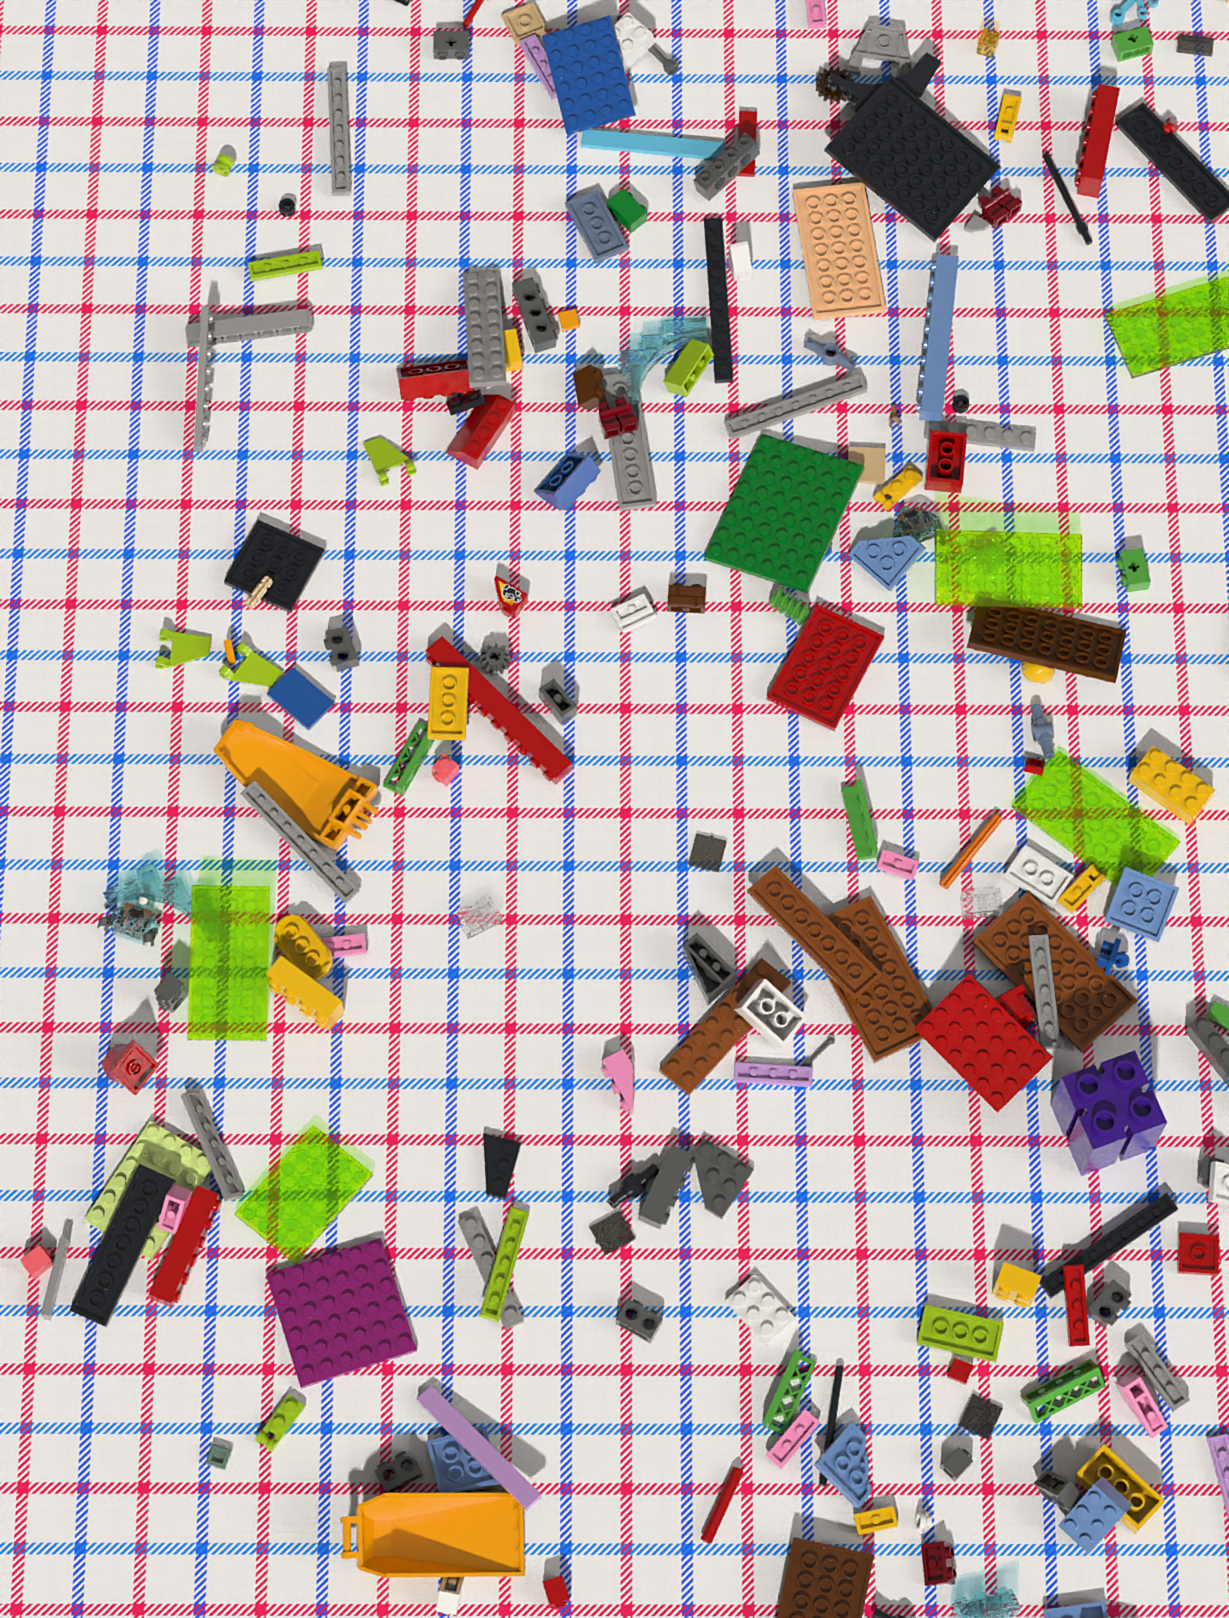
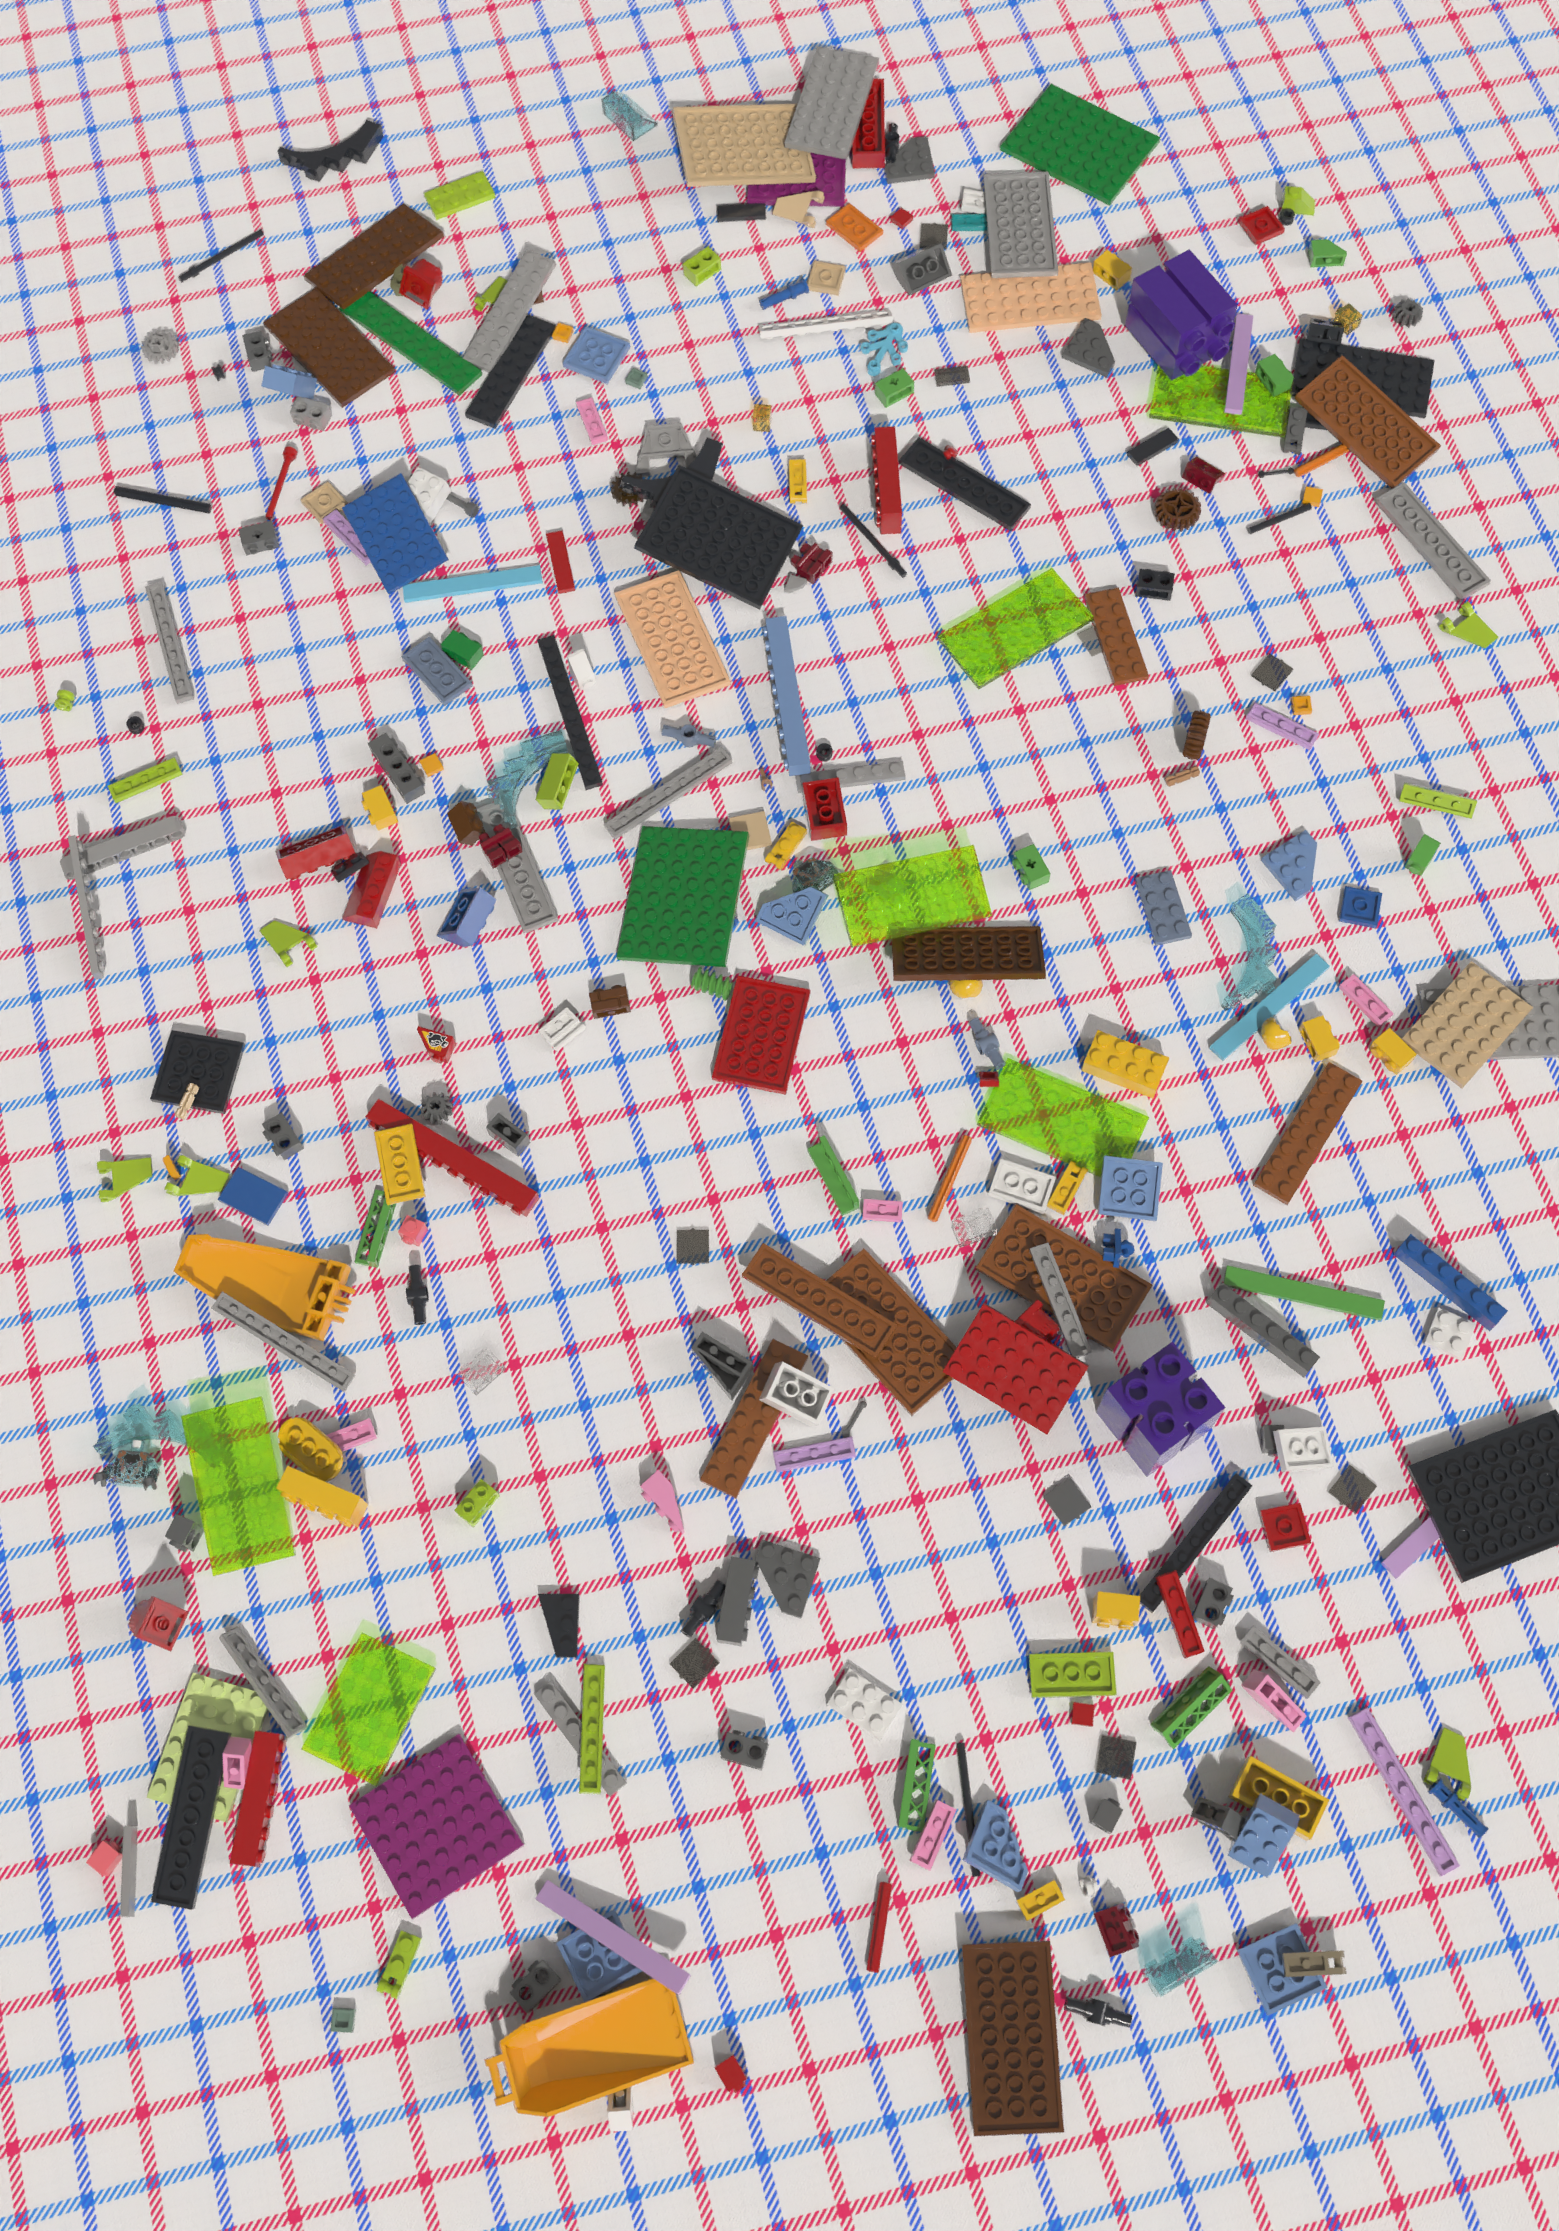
camera: 10 degrees left, 0 degrees up
(435, 831) = (417, 1295): none -> black pin
(446, 1036) = (477, 1503): none -> lime brick
(484, 329) = (351, 793): light grey plate -> none
(726, 166) = (546, 586): dark grey brick -> none
(999, 1179) = (1067, 1502): none -> dark grey piece

